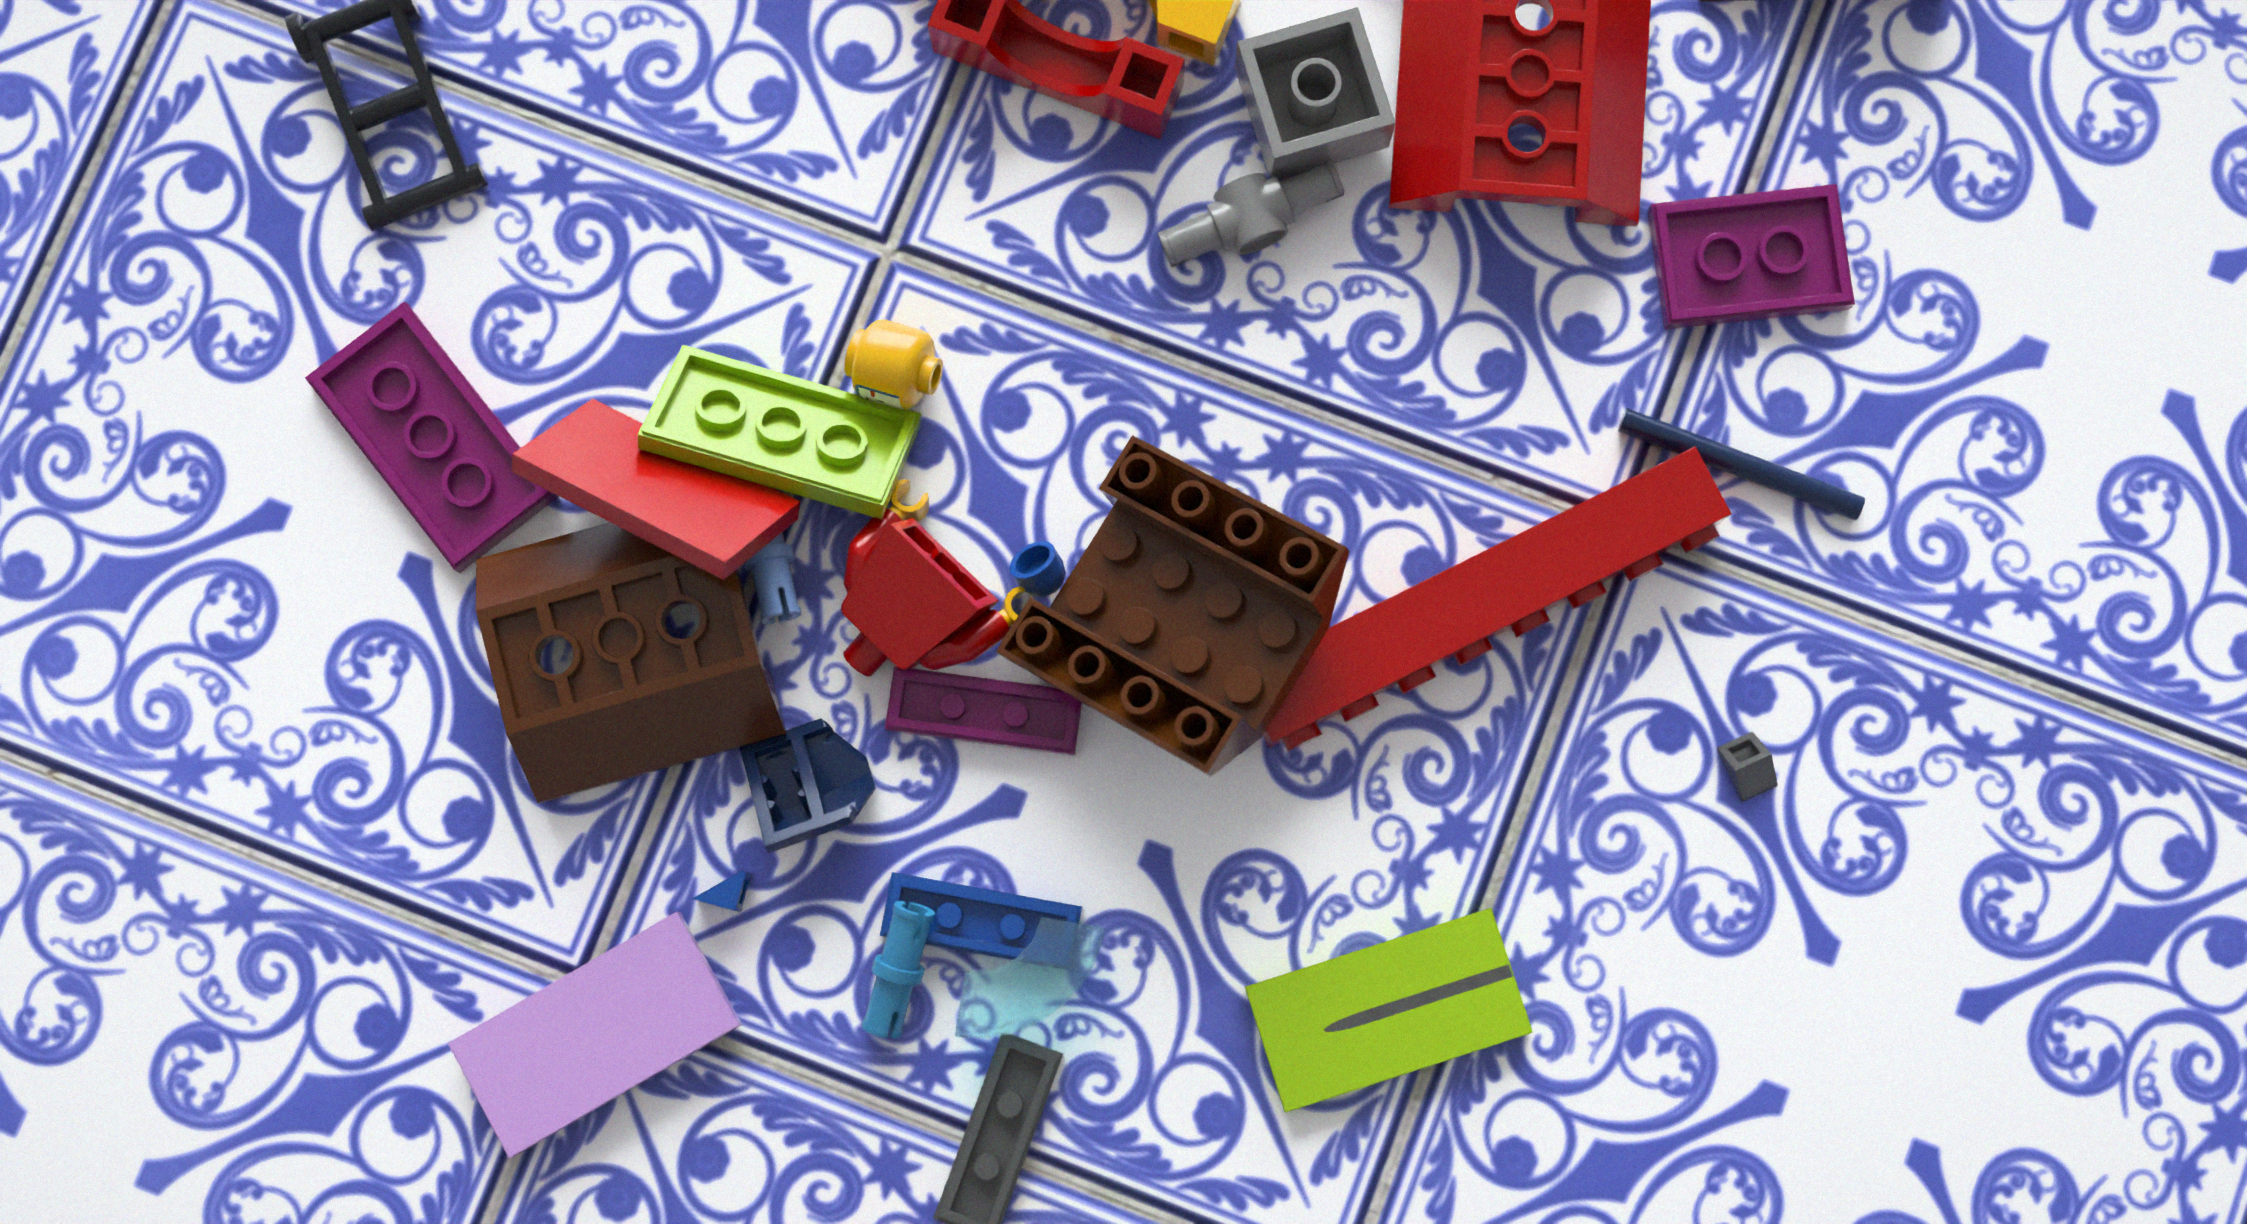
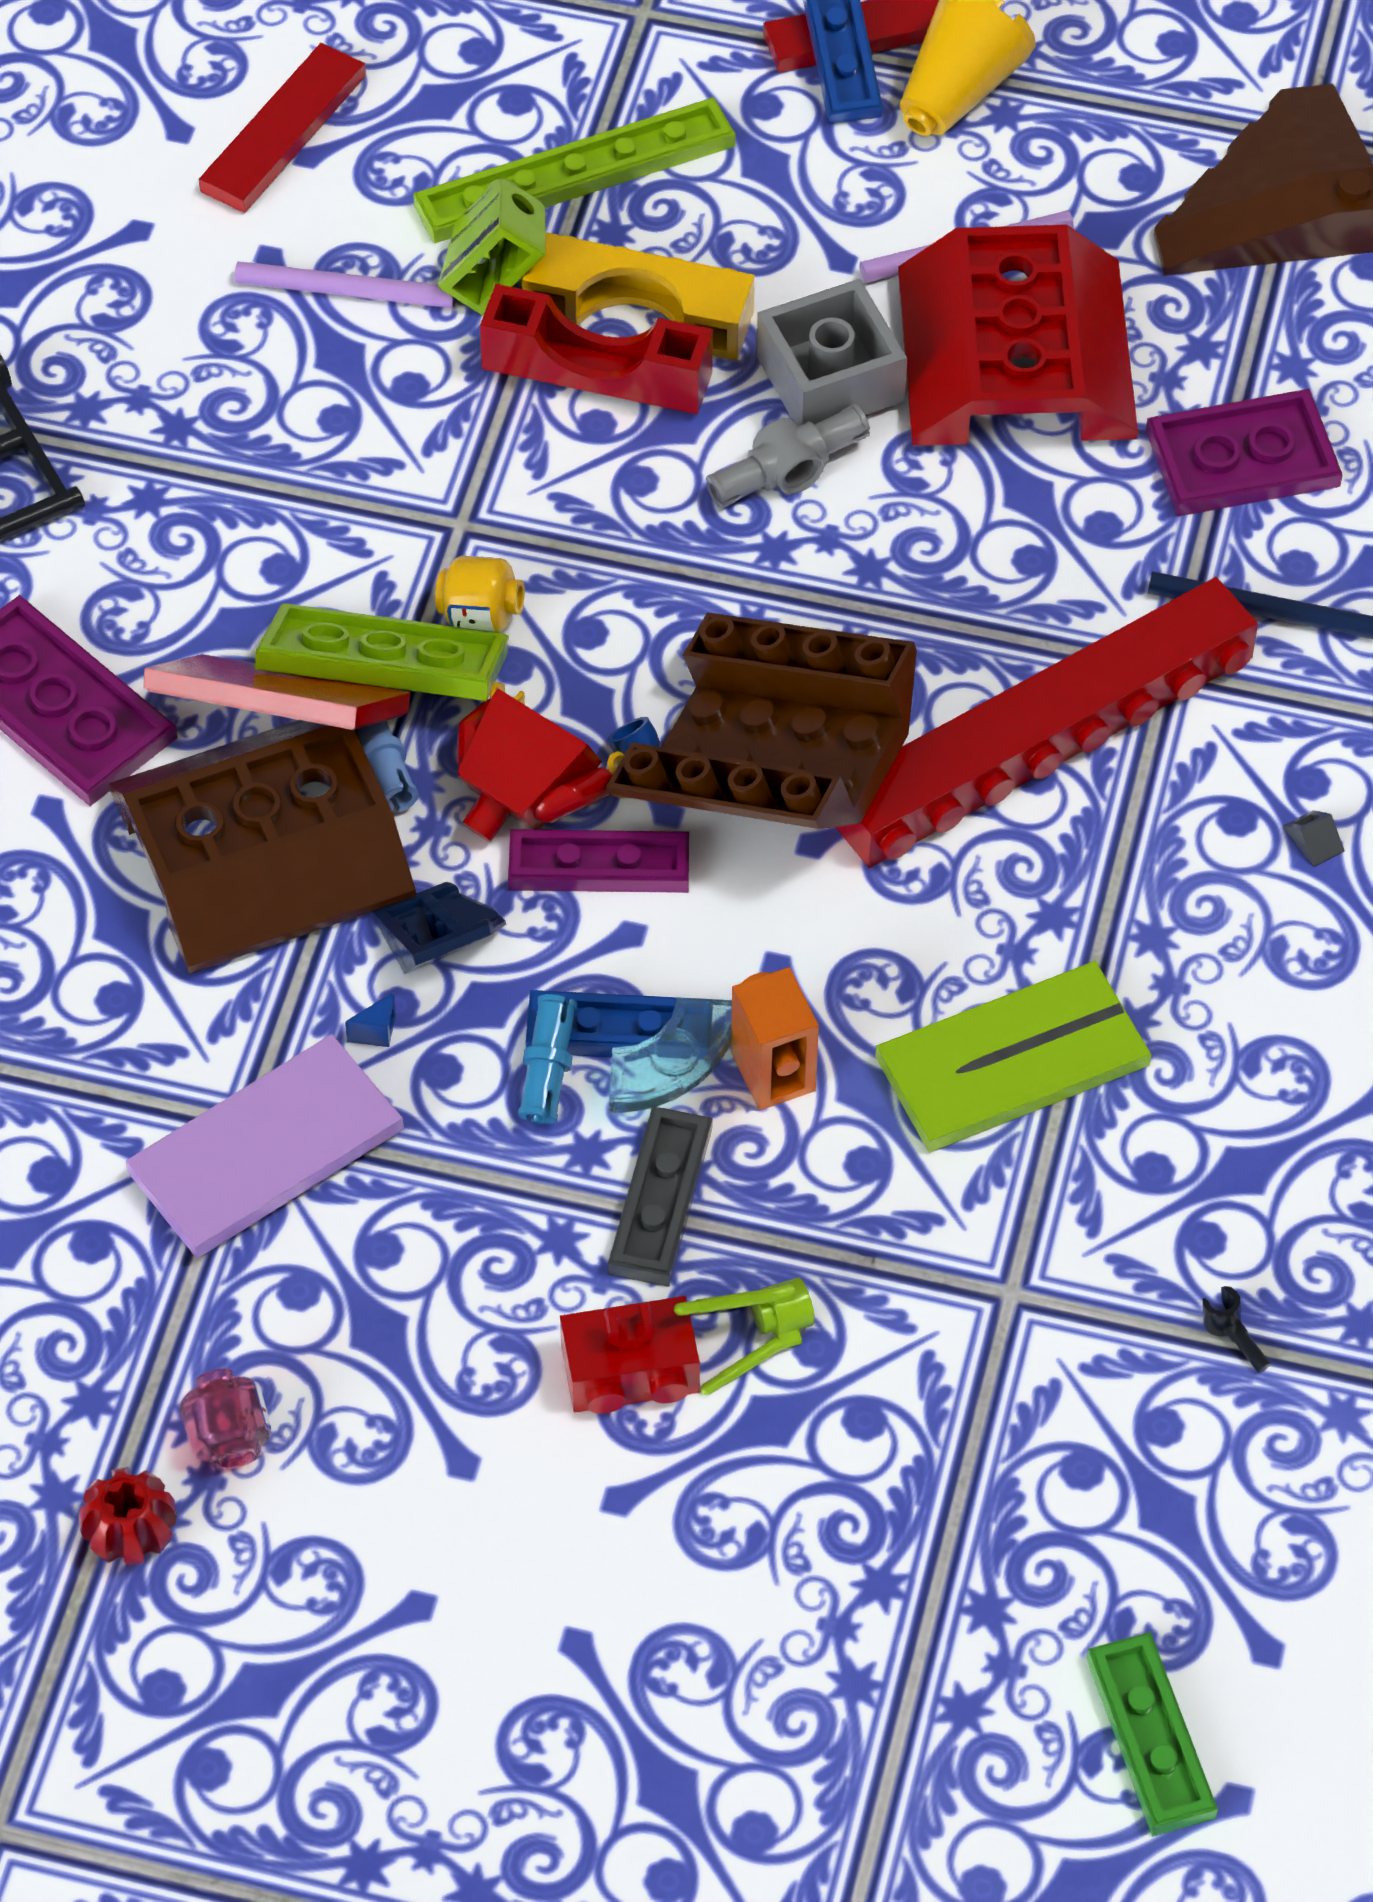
camera: 10 degrees left, 25 degrees down
(1134, 986) = (774, 1037): none -> orange brick

